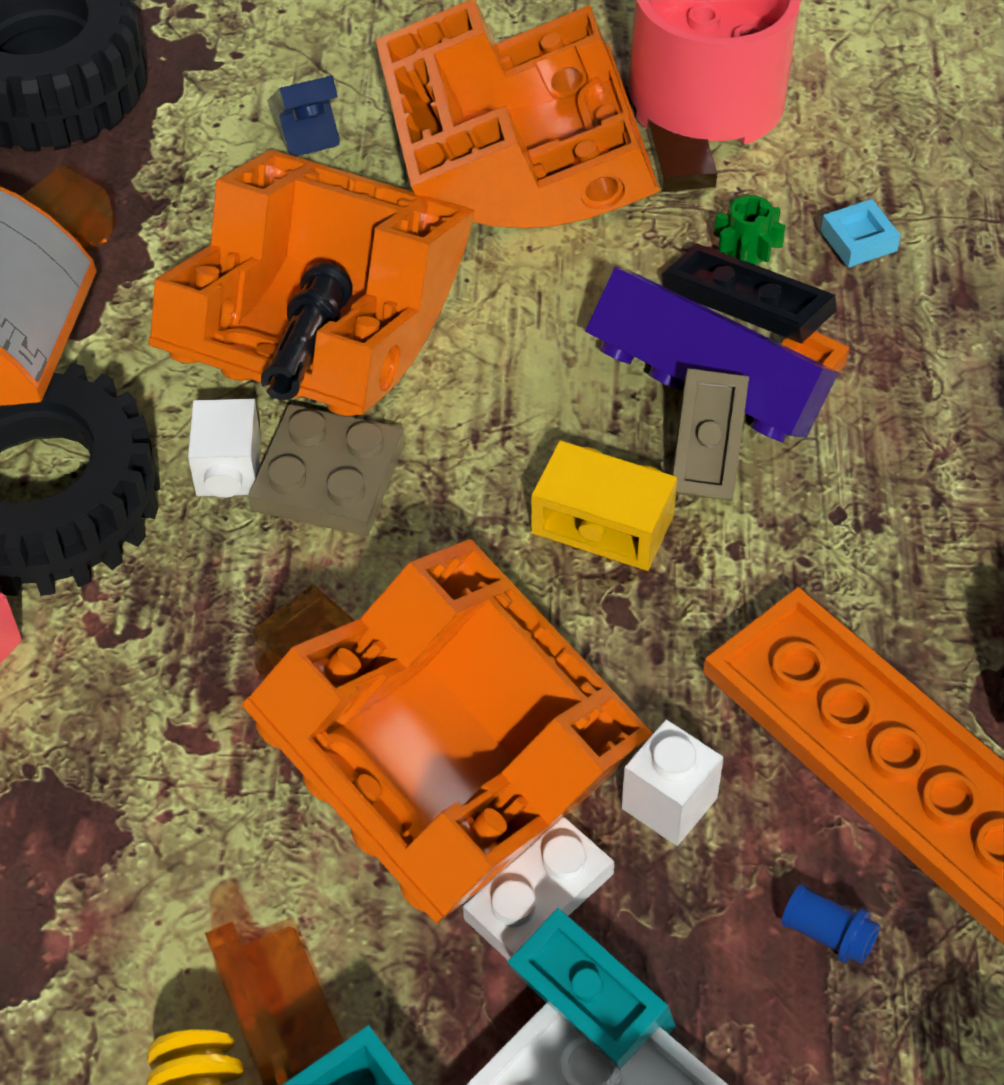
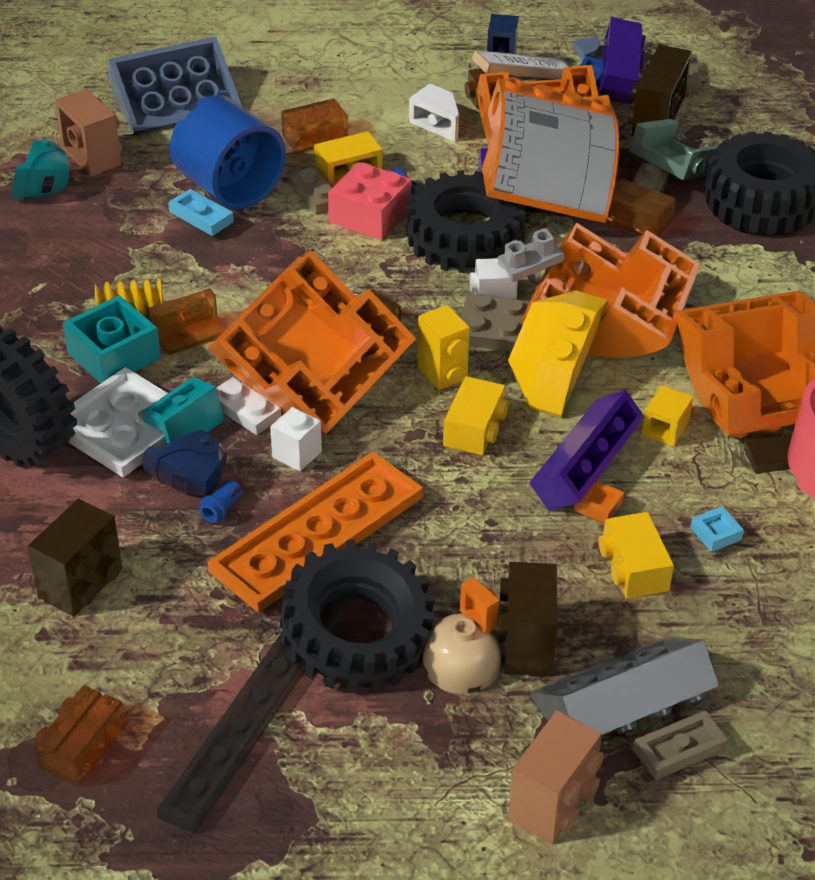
camera: 85 degrees right, 10 degrees down
(220, 363) = (530, 259): none -> light grey hips
(306, 116) = (753, 282): dark blue slope -> none
(322, 294) = (537, 279): black pin -> none
(449, 504) = (443, 347): none -> yellow brick
(474, 347) = (554, 348): none -> yellow wedge
(609, 242) = (667, 415): none -> yellow brick
(709, 434) = (523, 448): dark tan plate -> none
(749, 229) = (703, 474): green gear -> none
(750, 293) = (647, 473): black tile -> none
(757, 968) = (188, 463): none -> dark blue helmet
(929, 325) = (636, 555): none -> yellow brick

